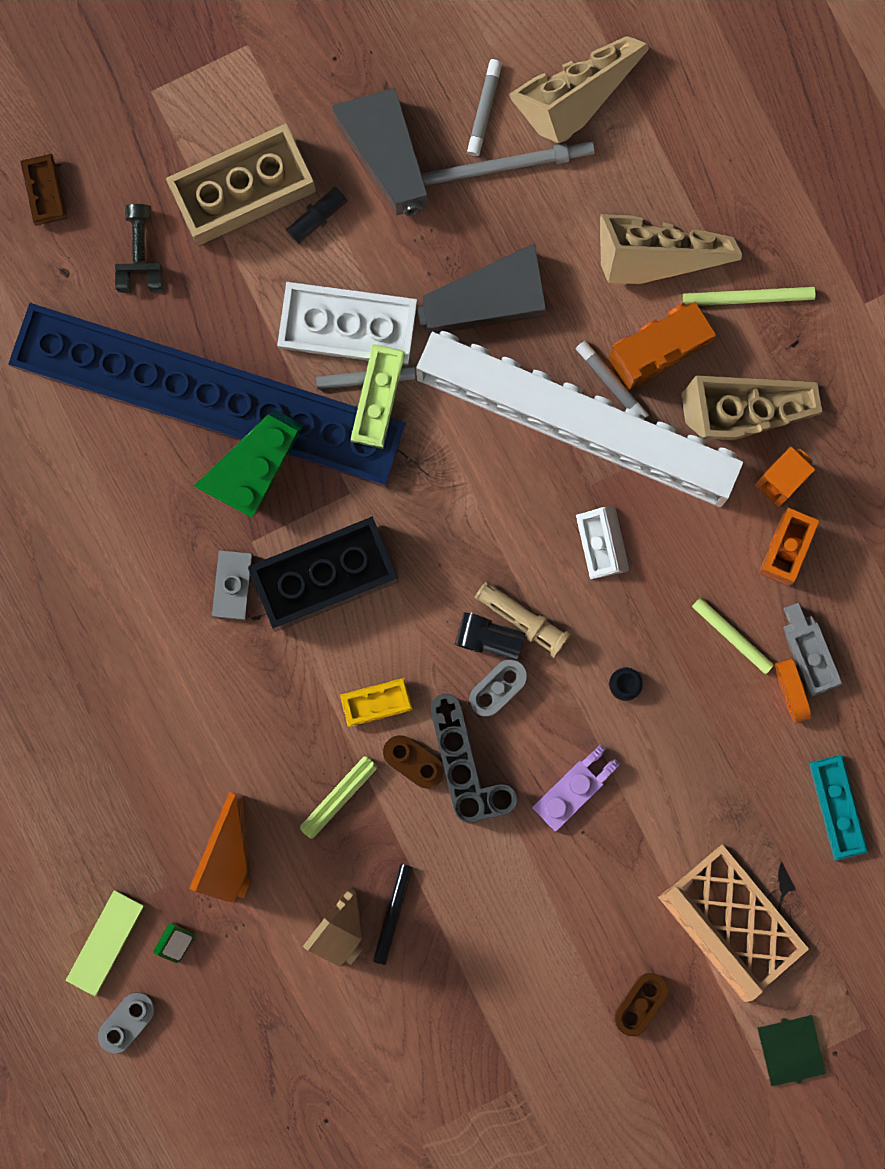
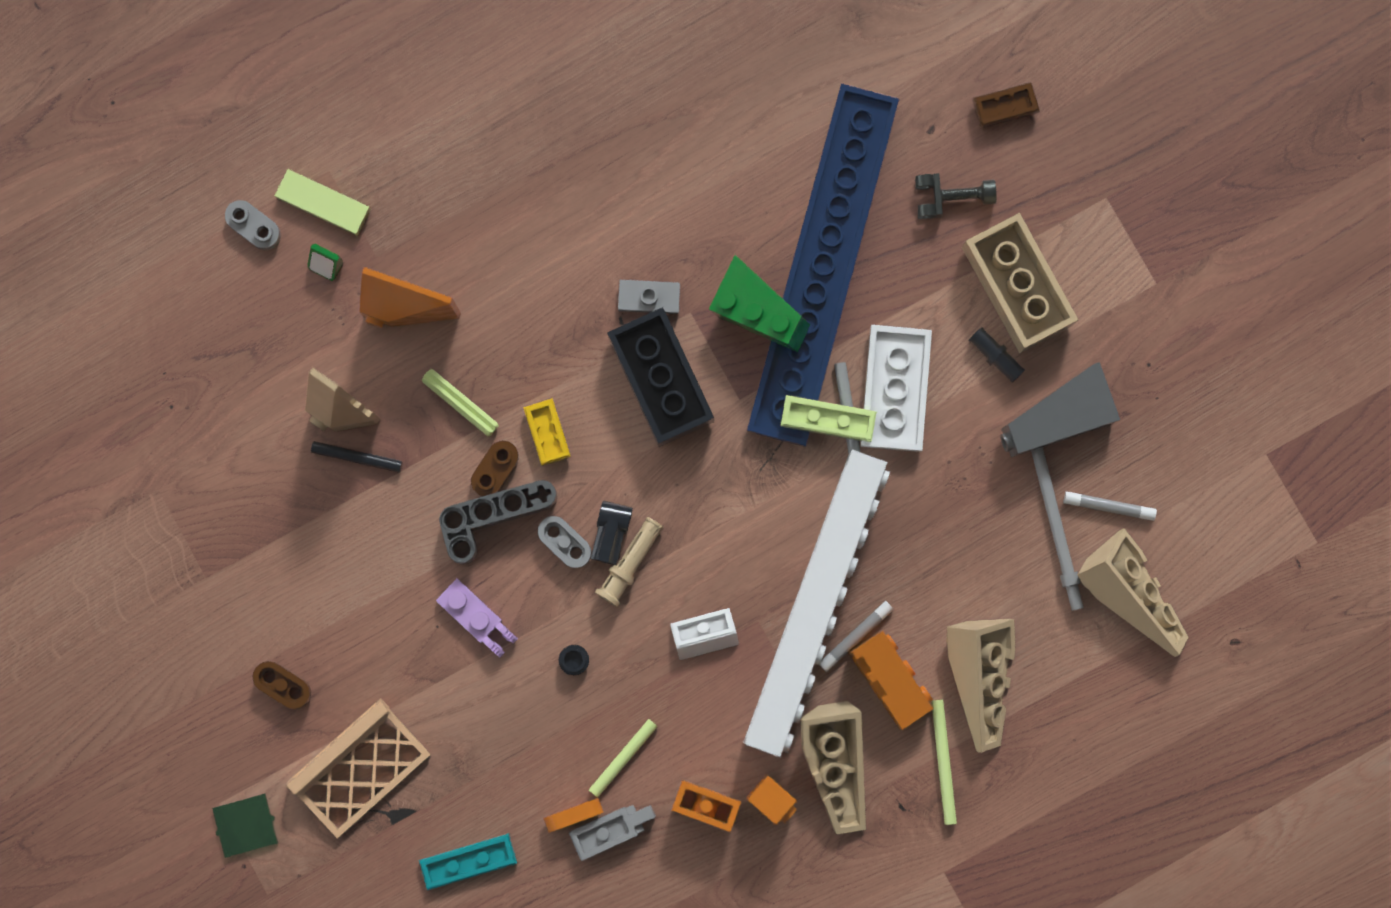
camera: 85 degrees right, 0 degrees up
(489, 296) = (929, 518): dark grey slope -> none

